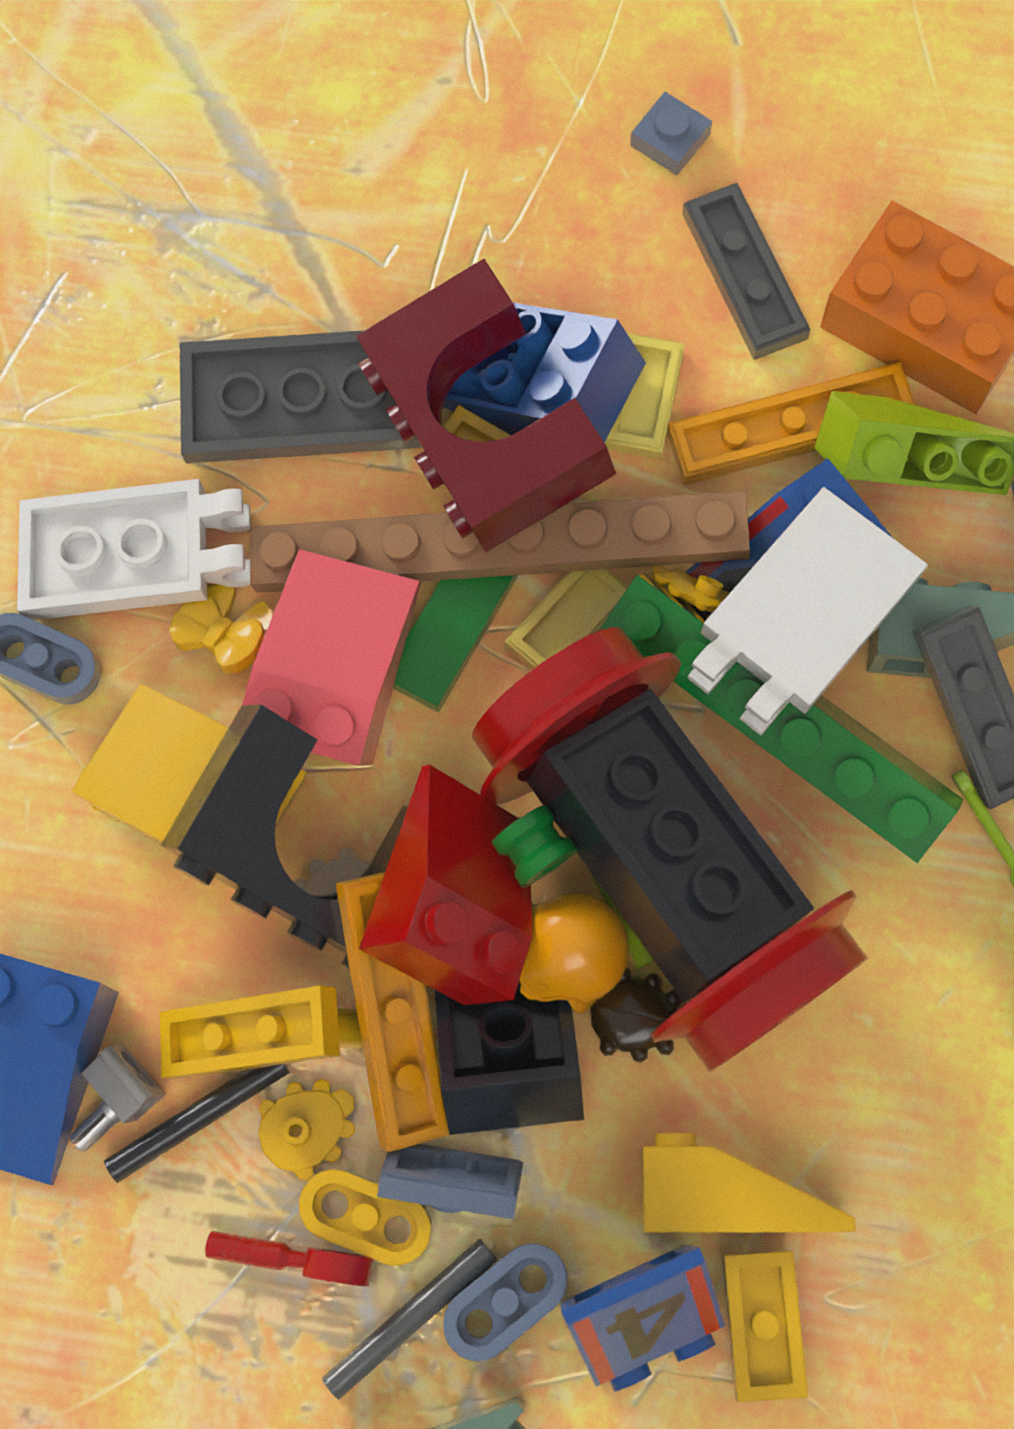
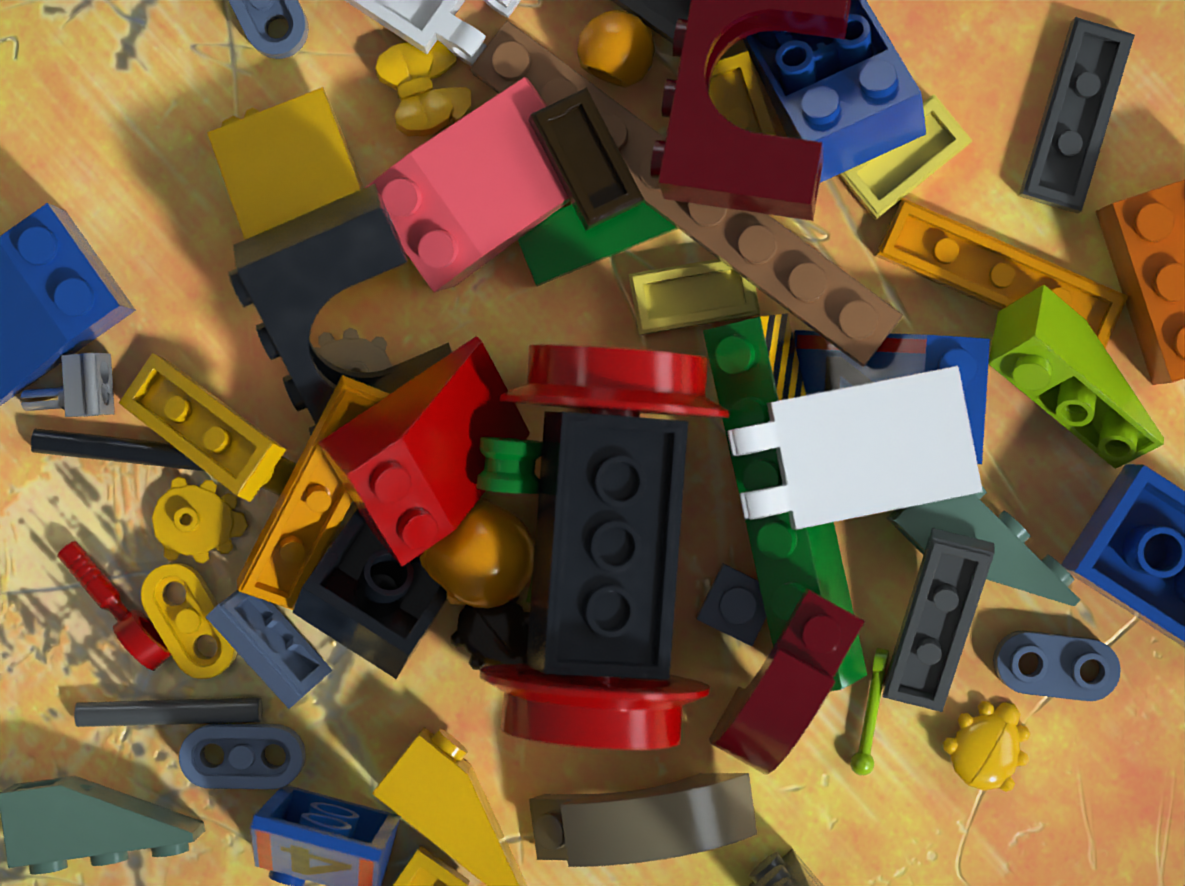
camera: 30 degrees right, 15 degrees up
(355, 481) = (616, 48): none -> light orange piece
(399, 568) = (586, 159): none -> dark brown tile
(700, 592) = (800, 358): yellow piece -> none
(810, 832) = (734, 605): none -> sand blue plate
(889, 1069) = (644, 823): none -> dark tan arch
(918, 850) = (789, 687): none -> dark red arch

